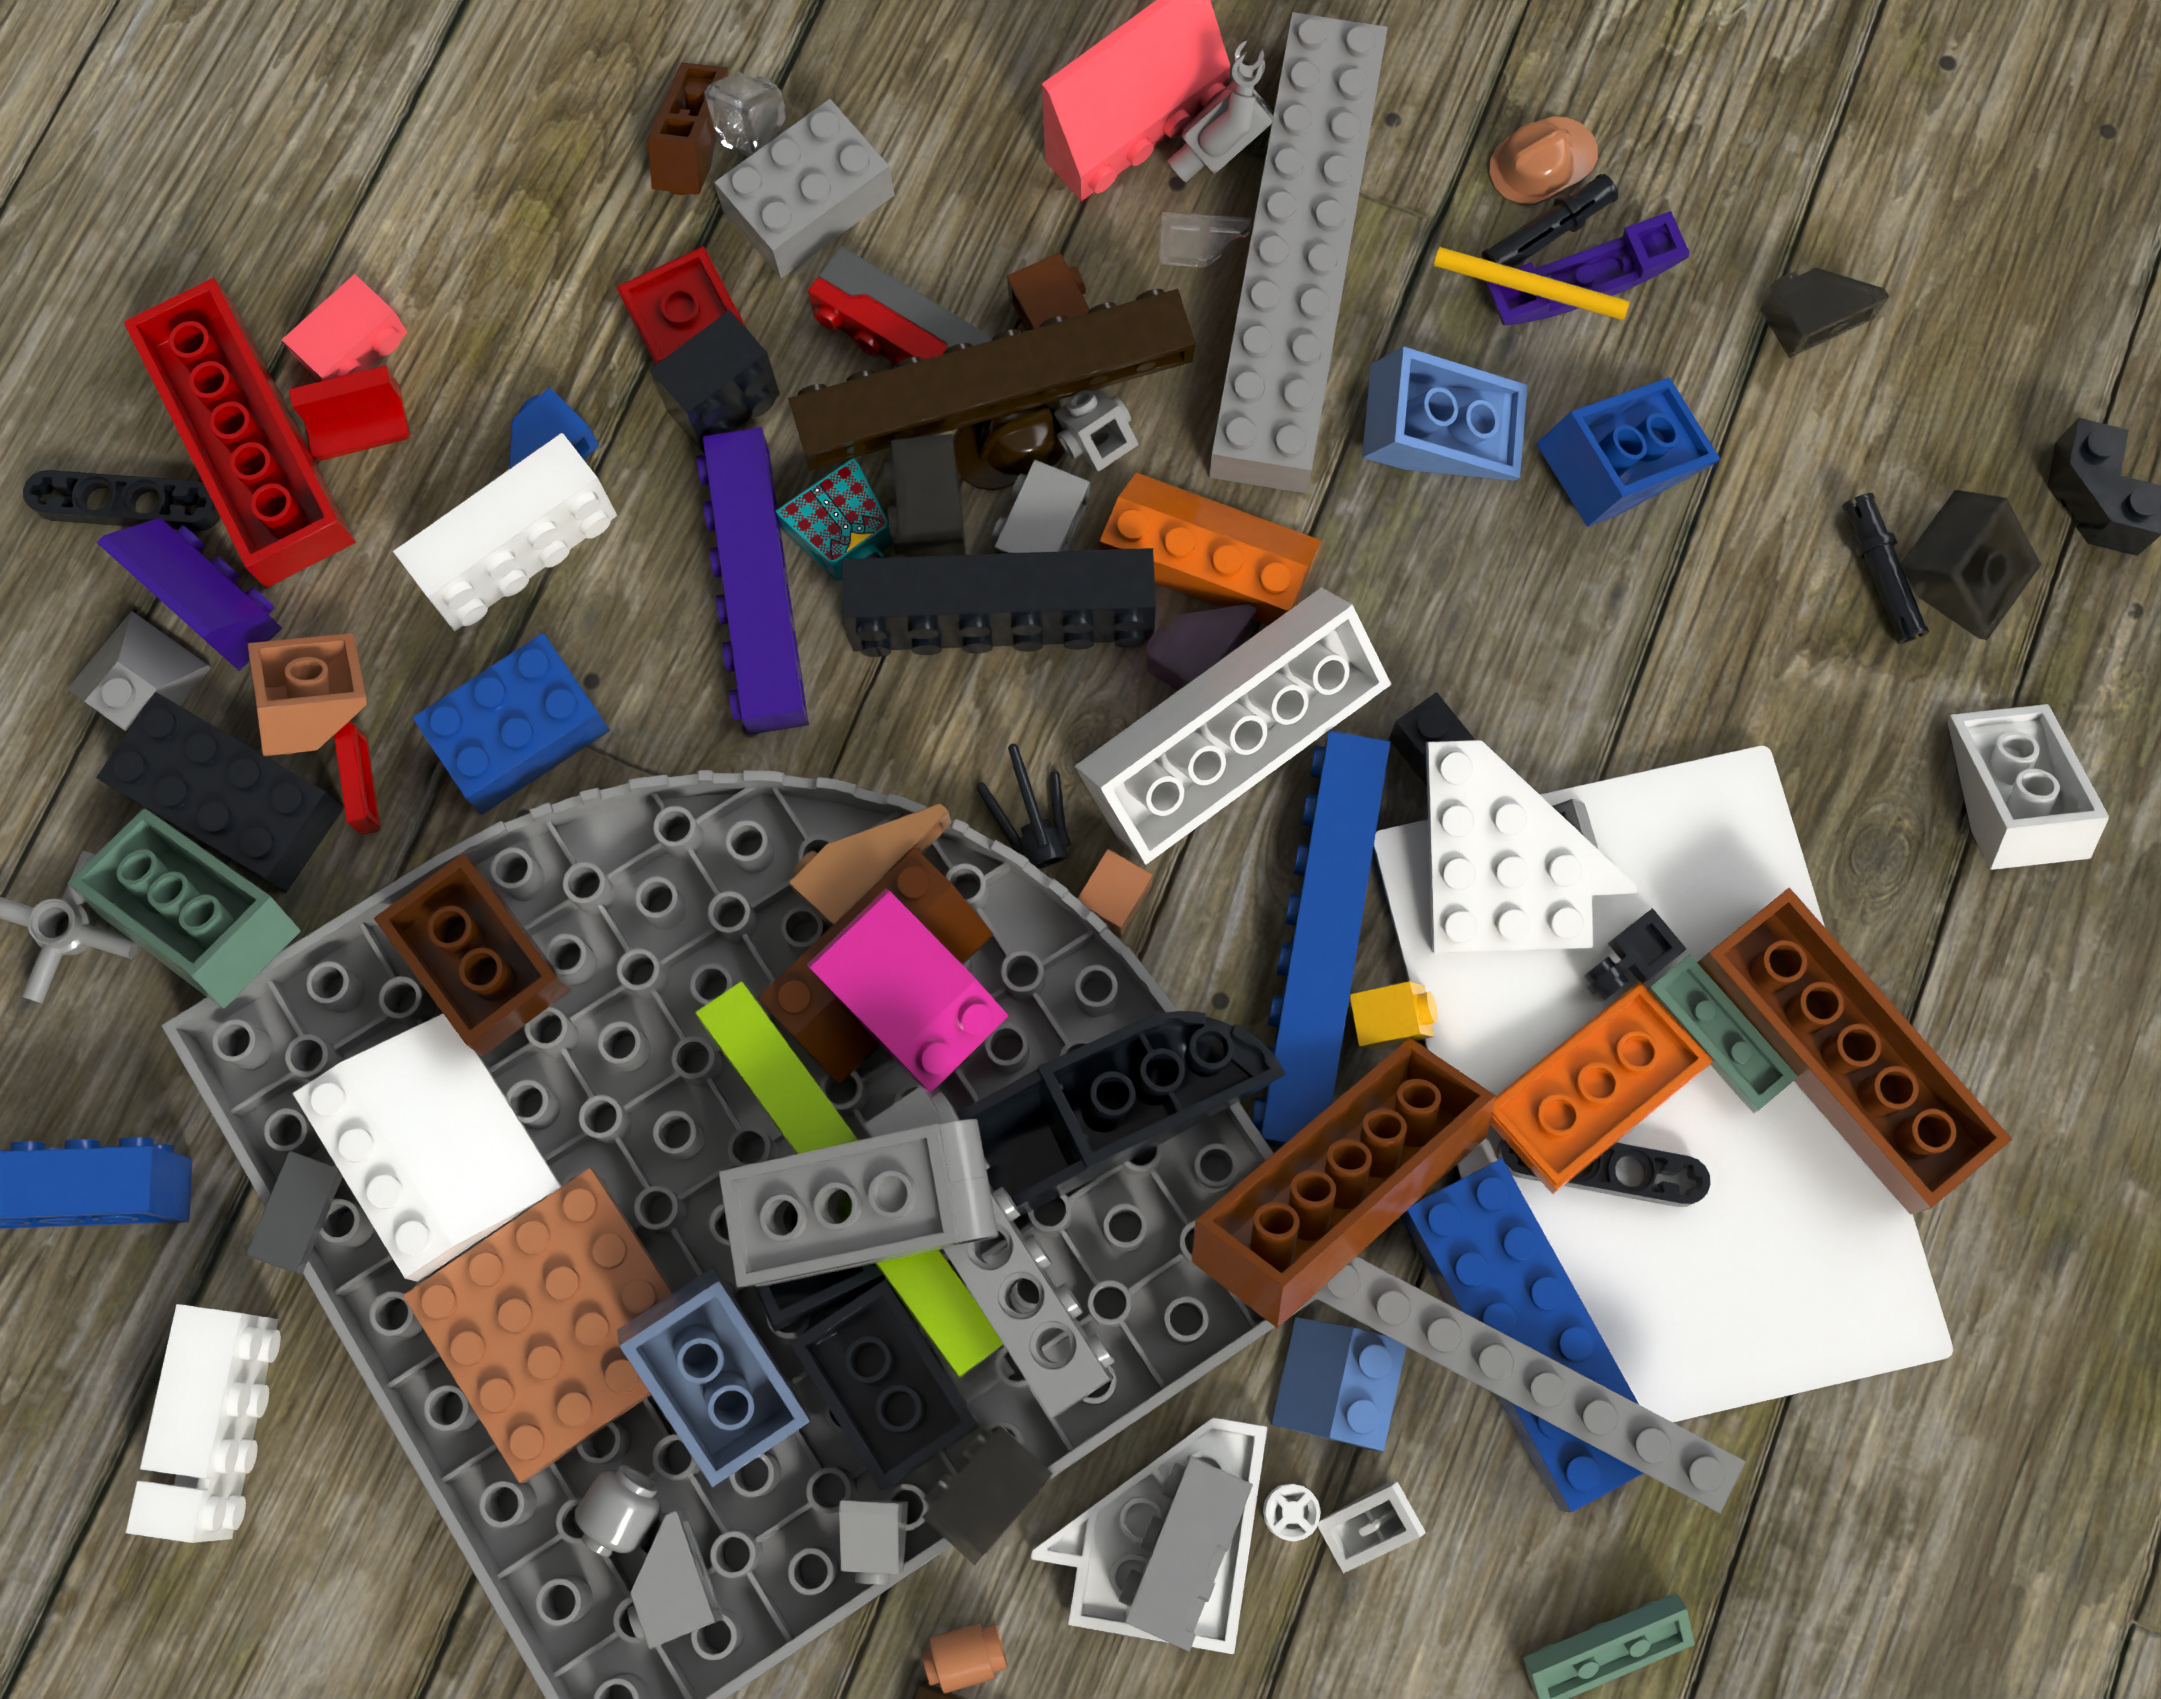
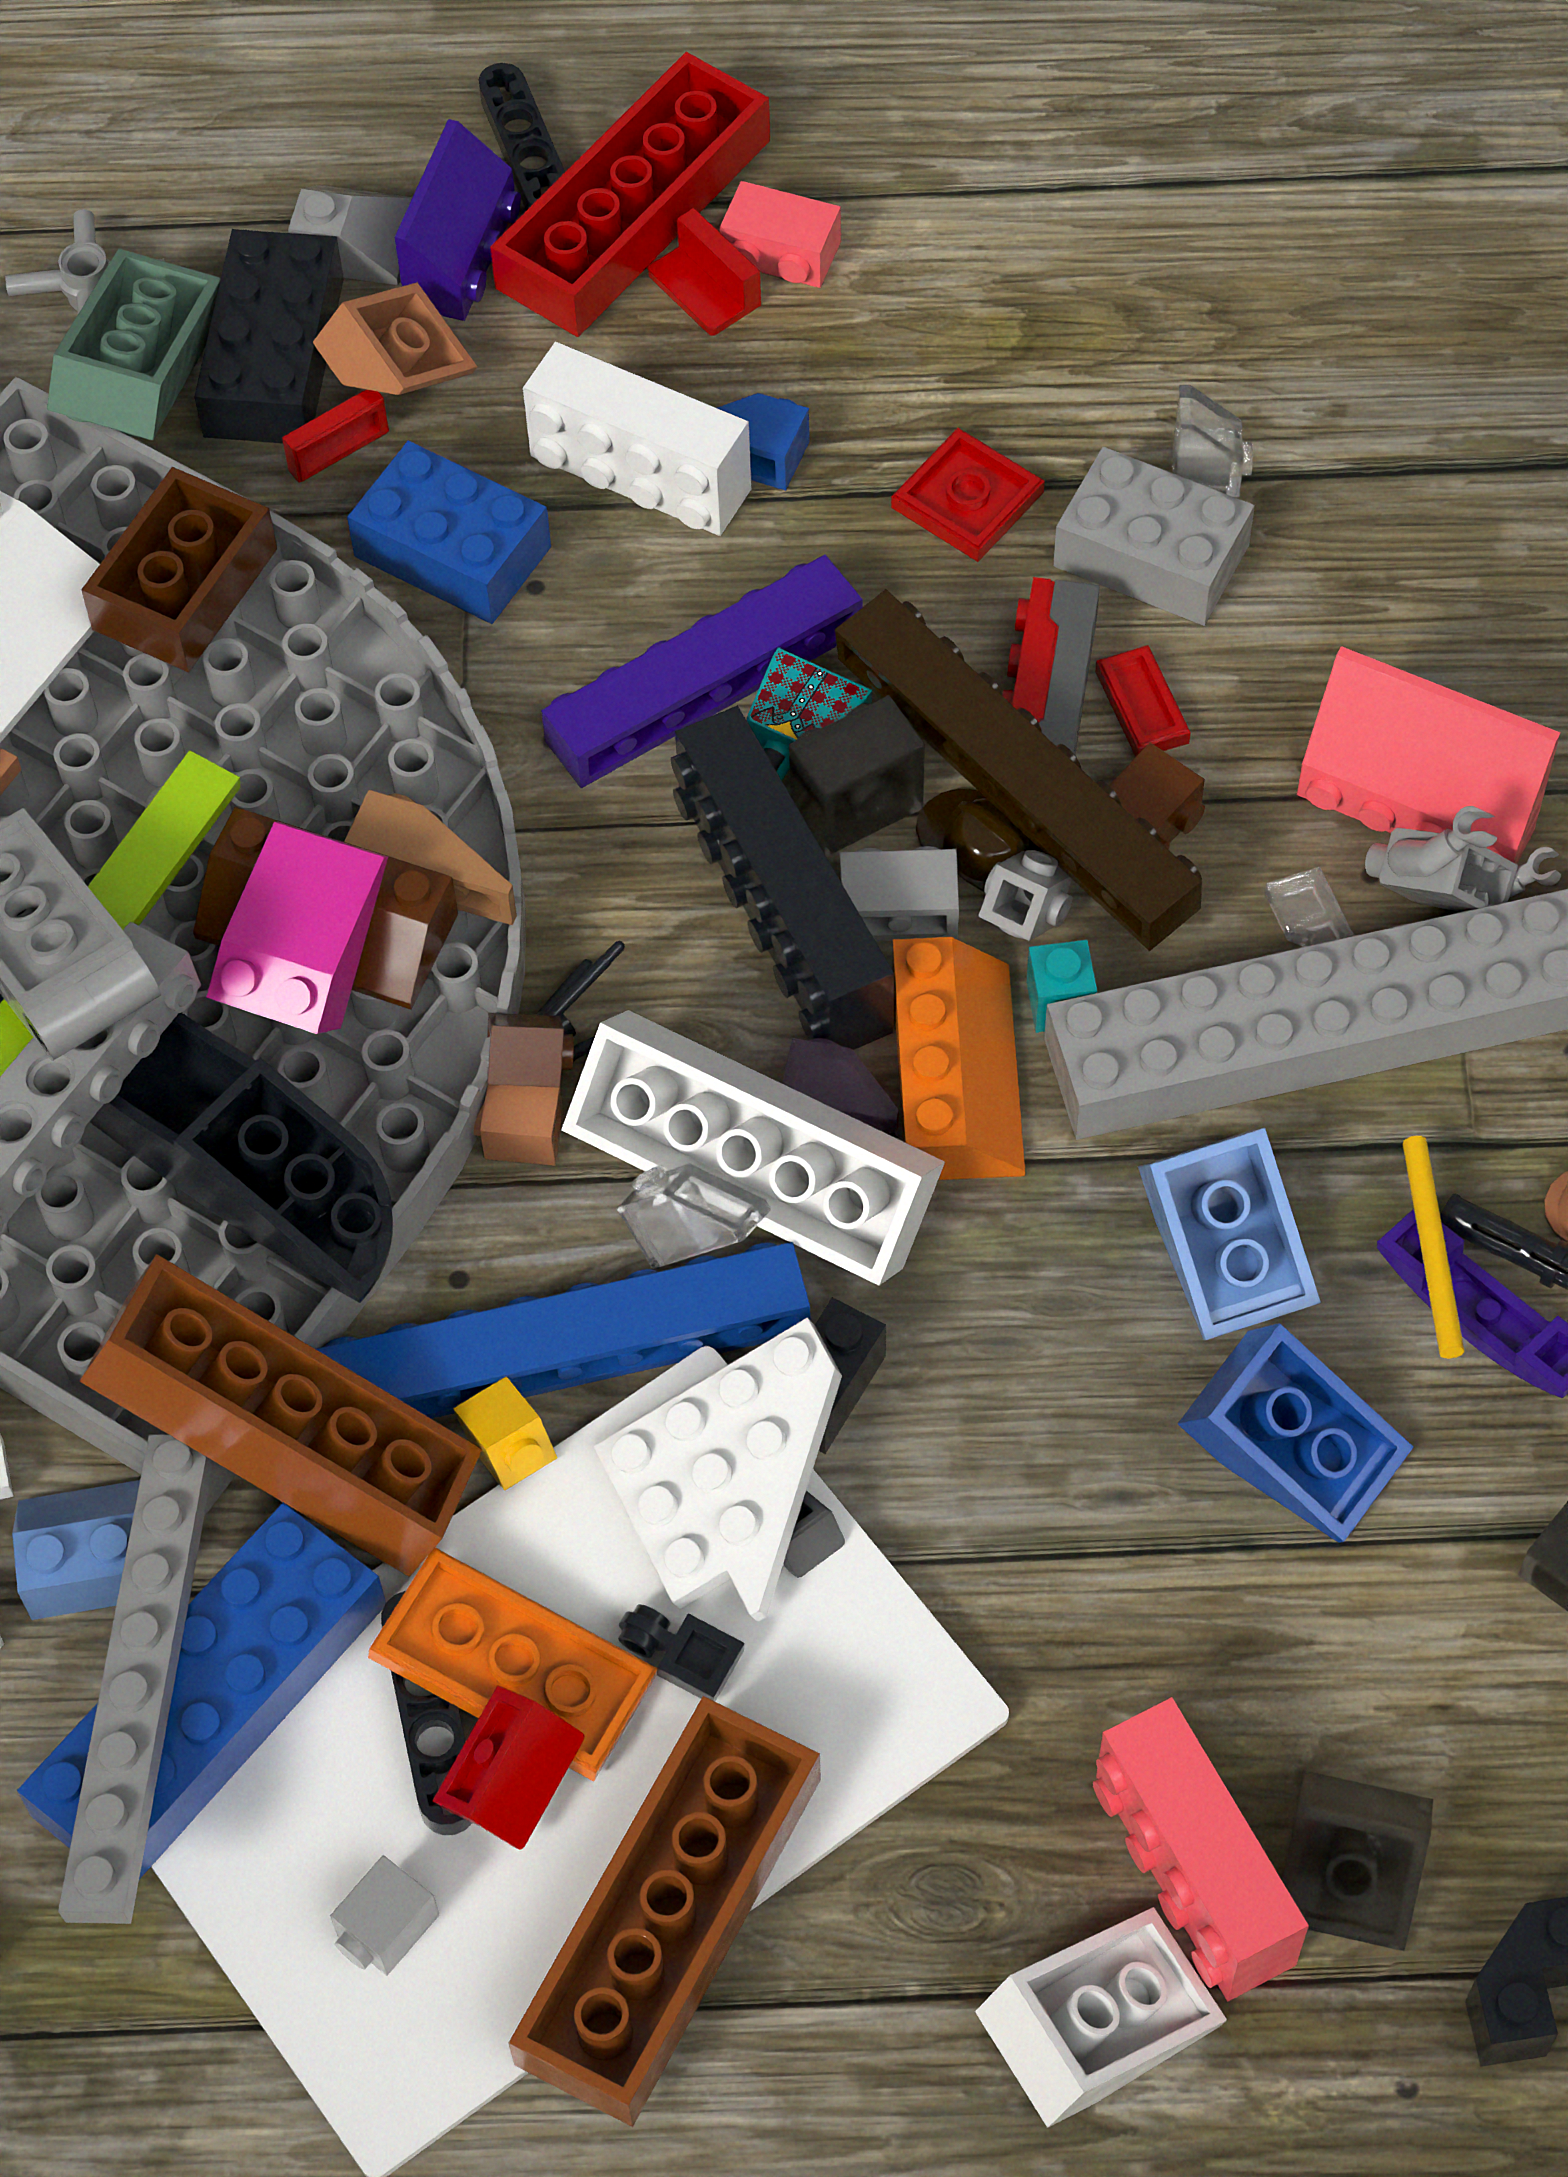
camera: 65 degrees right, 15 degrees down
(684, 132) = (1137, 408): reddish brown slope -> none
(716, 380) = (890, 537): black brick -> none
(947, 269) = (1142, 700): none -> red tile
(1072, 856) = (527, 1050): none -> reddish brown brick
(1184, 440) = (1056, 975): none -> teal brick
(1274, 795) = (688, 1213): none -> clear slope
(1694, 1124) = (510, 1767): none -> red panel
(1723, 1033) = (628, 1772): sand green plate -> none
(1767, 1266) = (383, 1917): none -> light grey brick
(1878, 550) = (1316, 1749): black pin -> none
(1942, 660) = (1198, 1850): none -> coral brick

